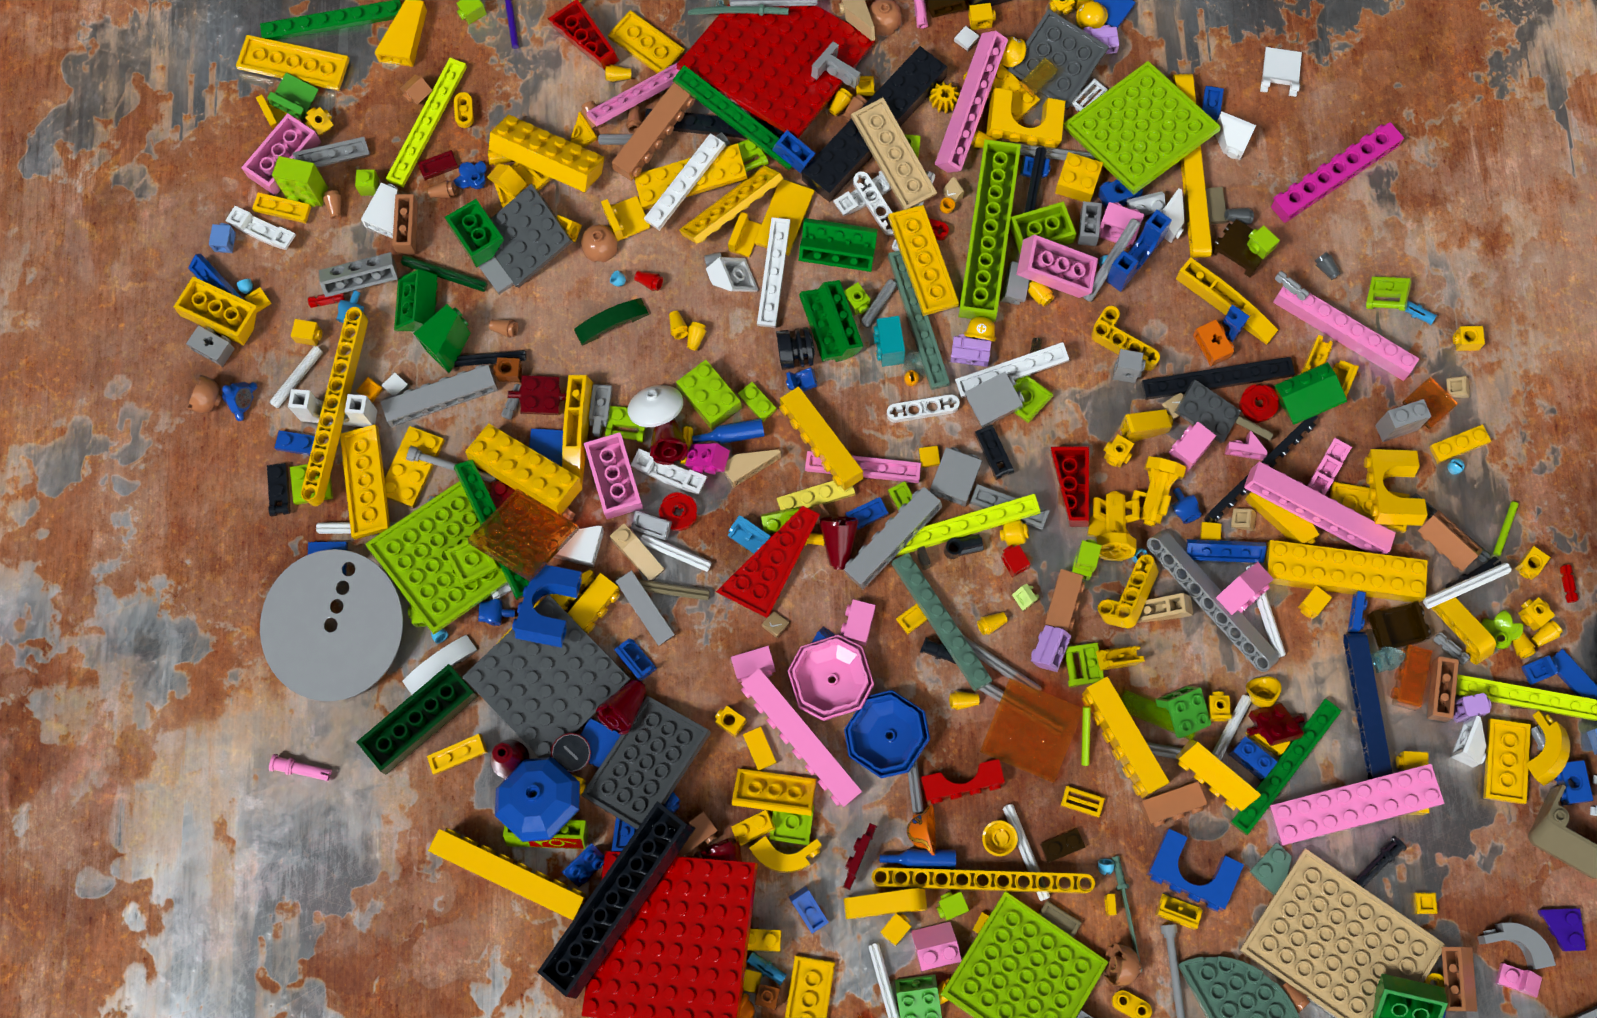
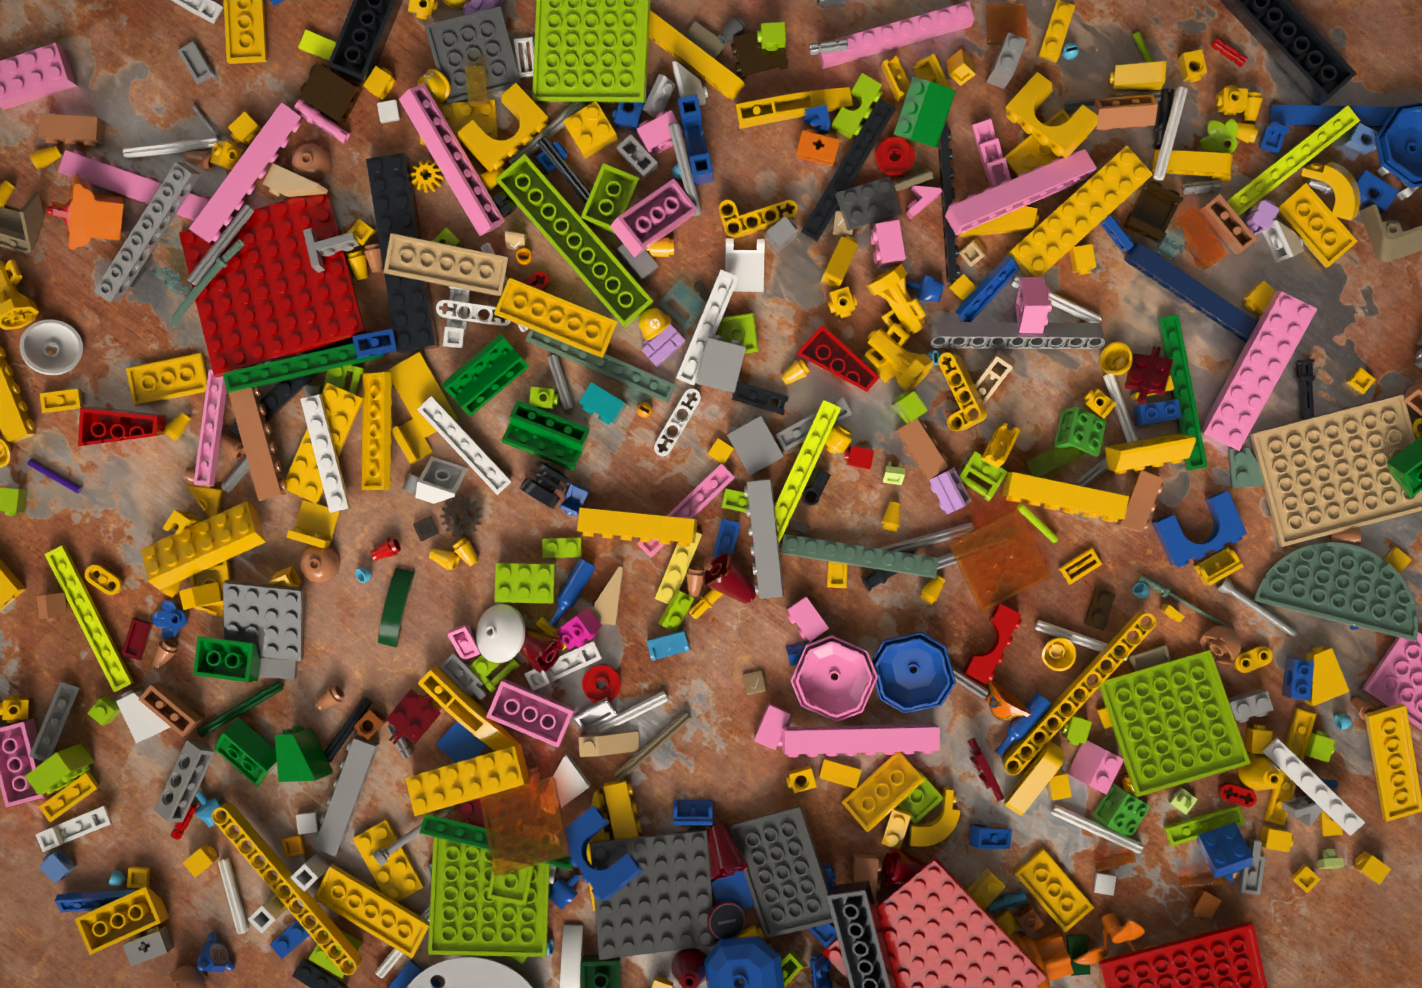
camera: 50 degrees left, 15 degrees up
(333, 203) = (101, 752): nougat cone -> none
(551, 122) = (180, 519): none -> yellow hinge
(626, 385) = (464, 642): none -> bright pink slope
(645, 608) = (658, 772): light grey tile -> none
(688, 296) = (426, 528): none -> clear smoke tile
(711, 314) = (465, 507): none -> clear smoke gear
(767, 570) = (709, 659): red wing -> none
(971, 162) = (503, 204): none -> black wheel
(1018, 341) = (687, 300): none -> clear light blue plate
(1036, 461) = (795, 371): none -> yellow cone
(1082, 364) = (747, 266): none -> white flag
(1254, 350) = (848, 121): none -> lime arch
(1368, 396) = (961, 67): none -> yellow panel
(1485, 528) = (1139, 76): none -> yellow slope

